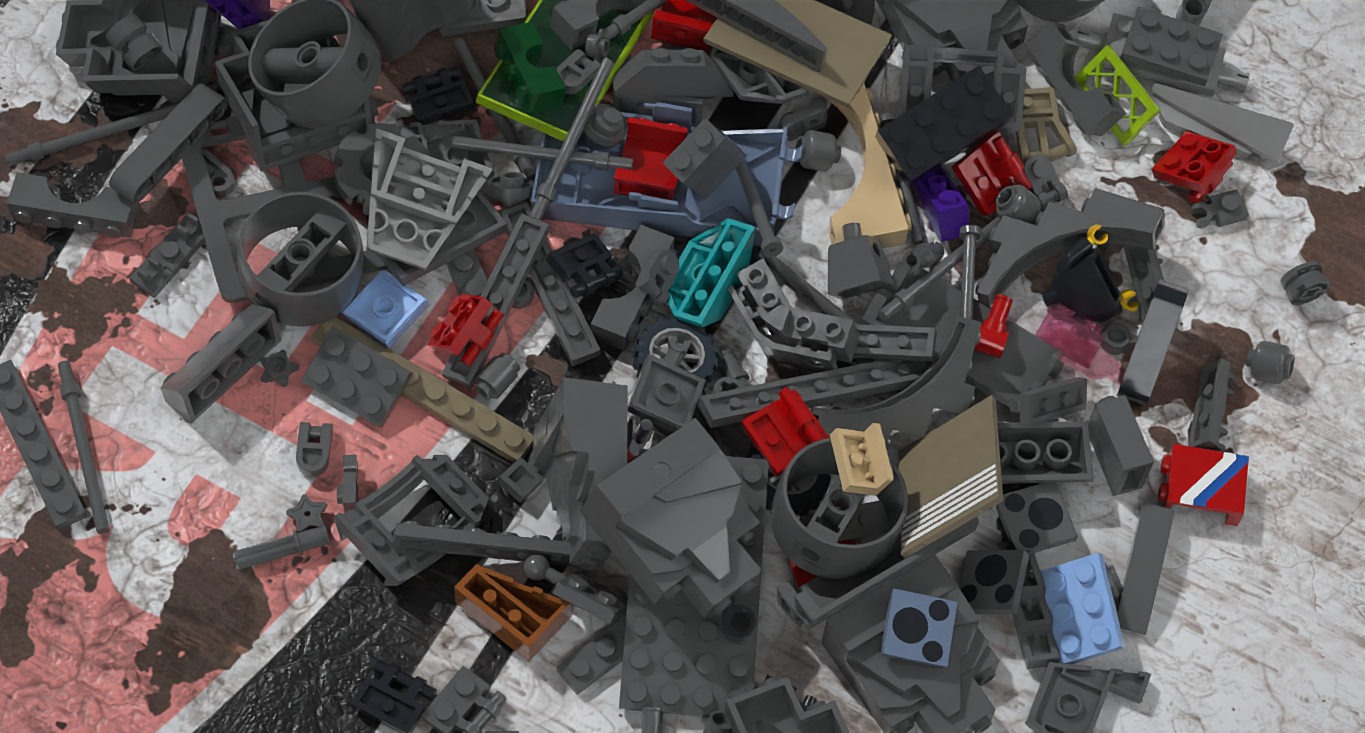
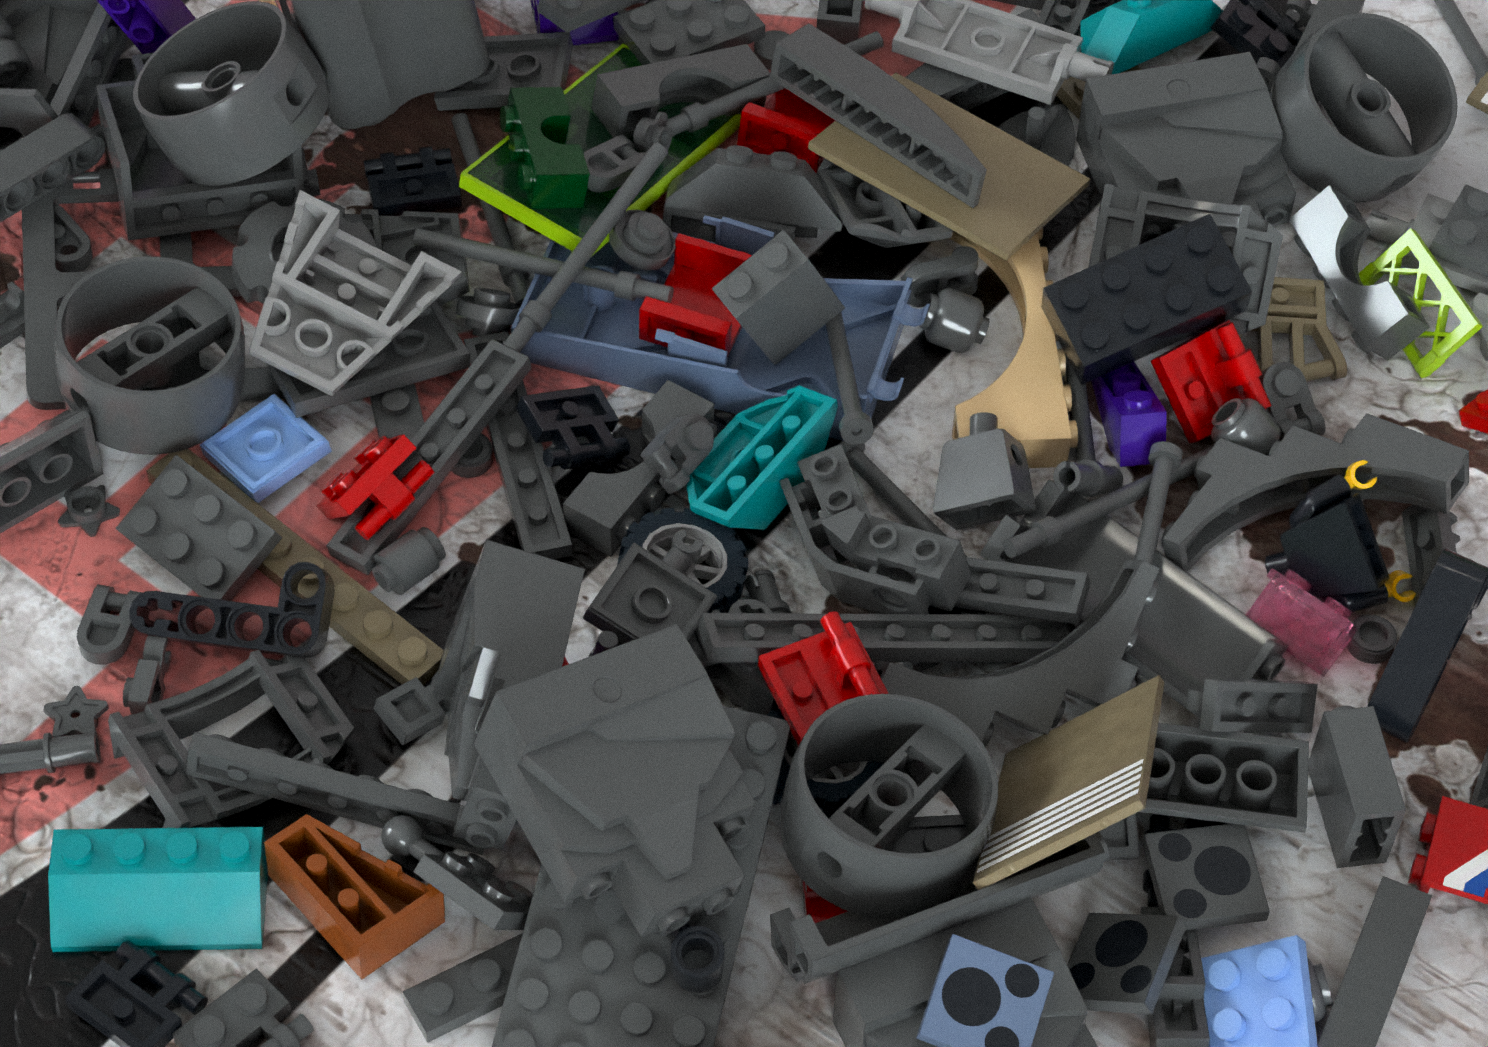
camera: 10 degrees right, 10 degrees down
(390, 624) = (157, 888): none -> teal slope
(393, 431) = (231, 615): none -> black beam
(862, 460) = (931, 728): tan bracket -> none
(994, 328) = (1179, 601): red pin -> none

